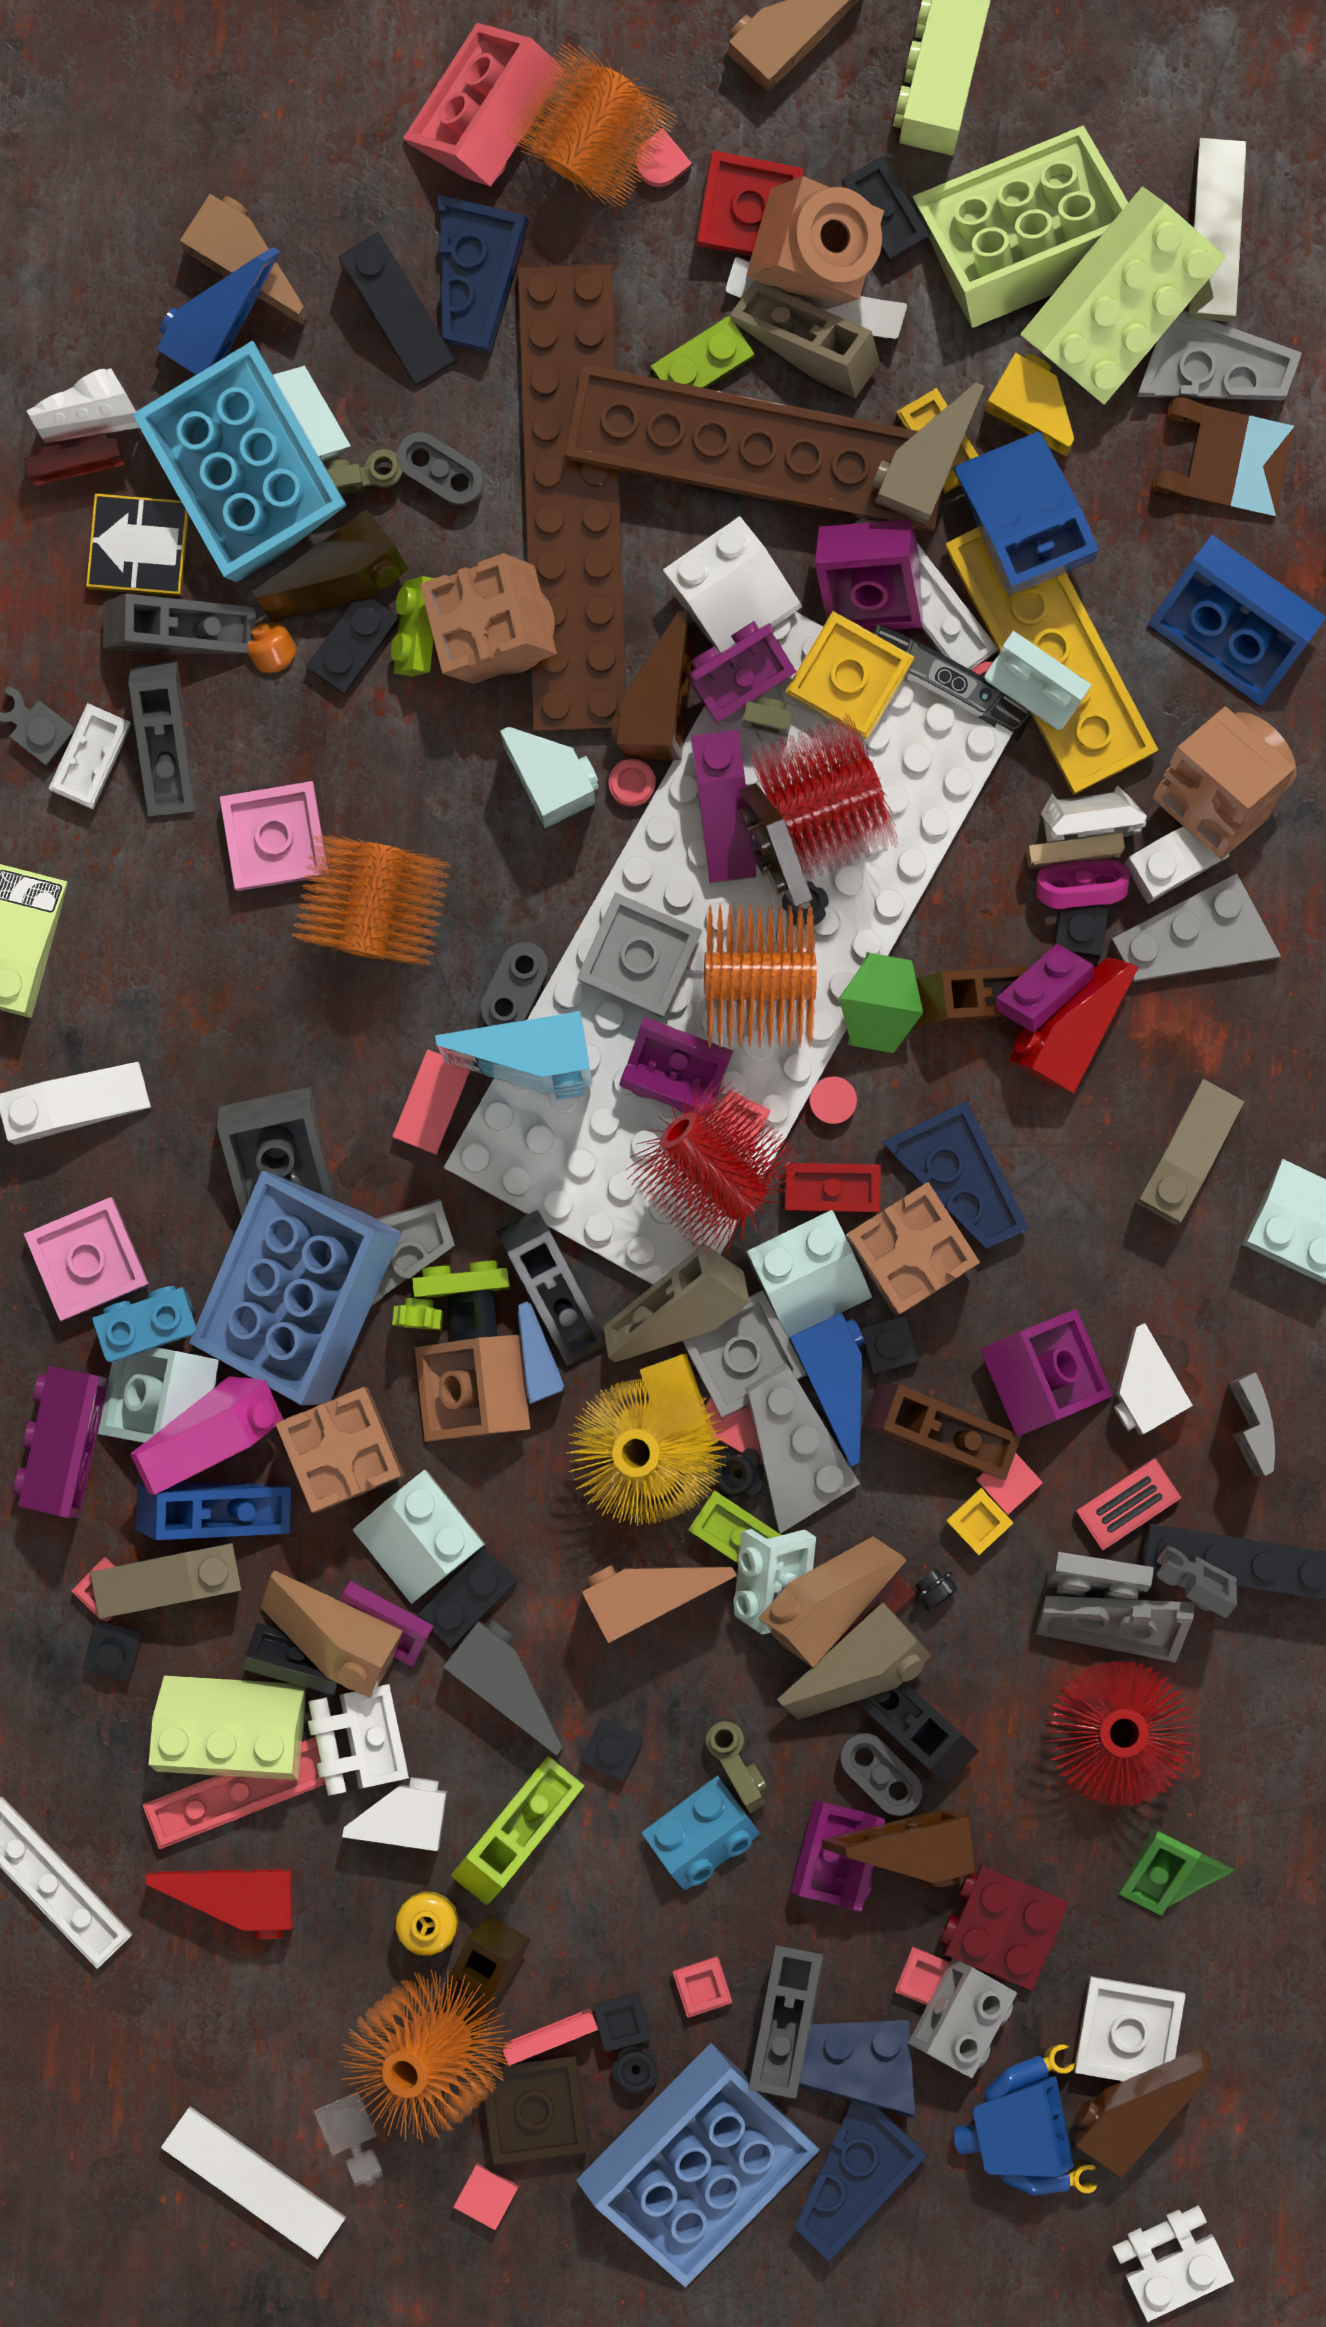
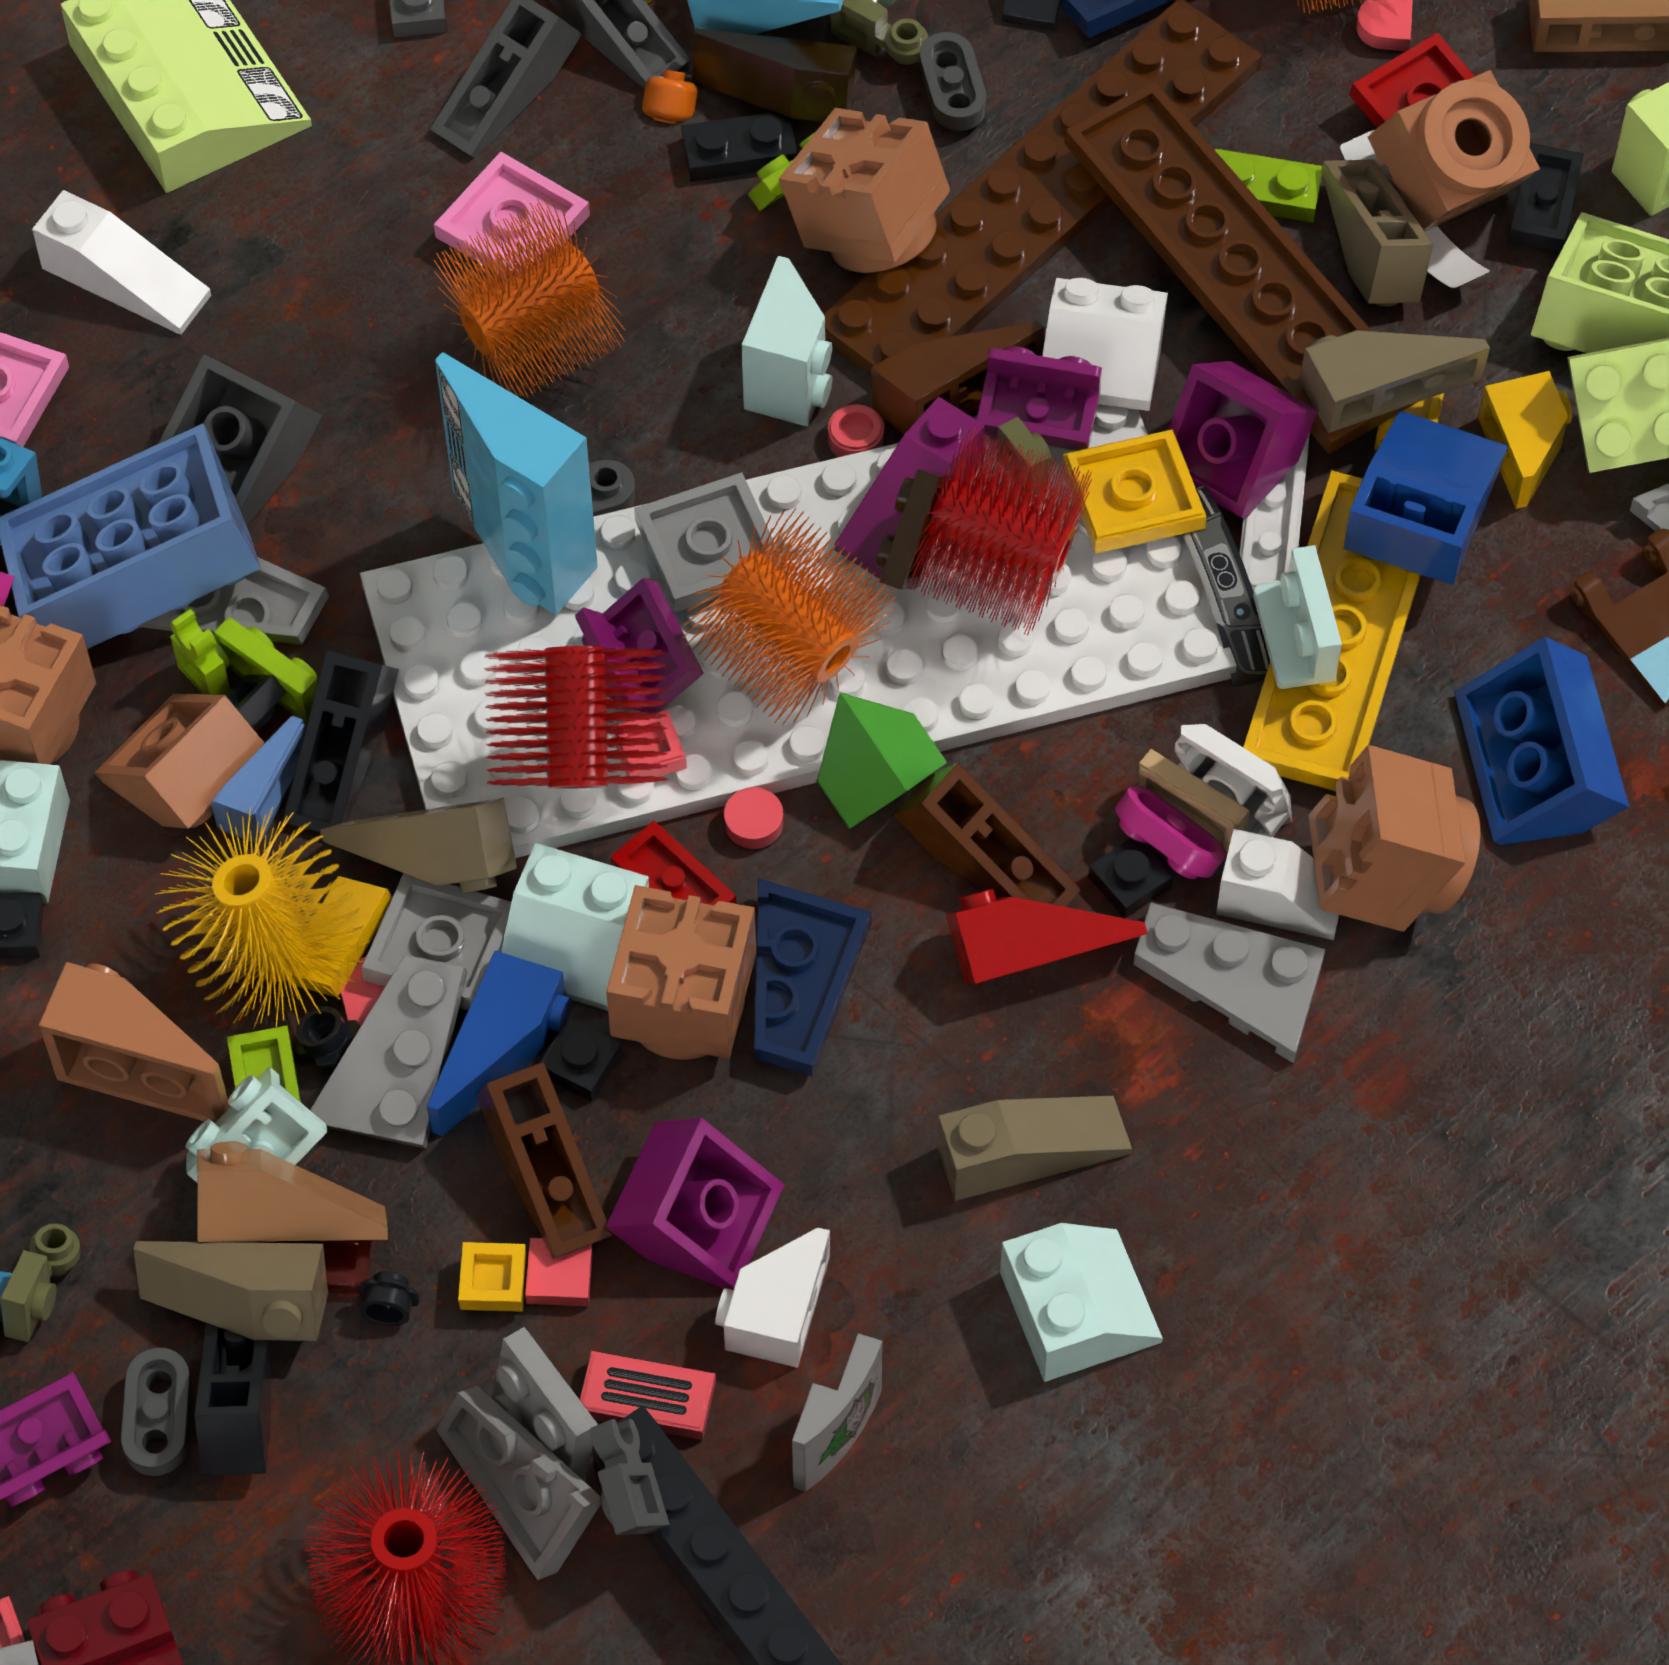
camera: 45 degrees right, 25 degrees down
(90, 756) = (431, 46): white plate -> none
(431, 1103) = (407, 522): coral tile -> none
(818, 904) = (905, 615): black plate -> none
(922, 1846) = (107, 1493): reddish brown slope -> none
(1045, 987) = (1041, 872): magenta plate -> none

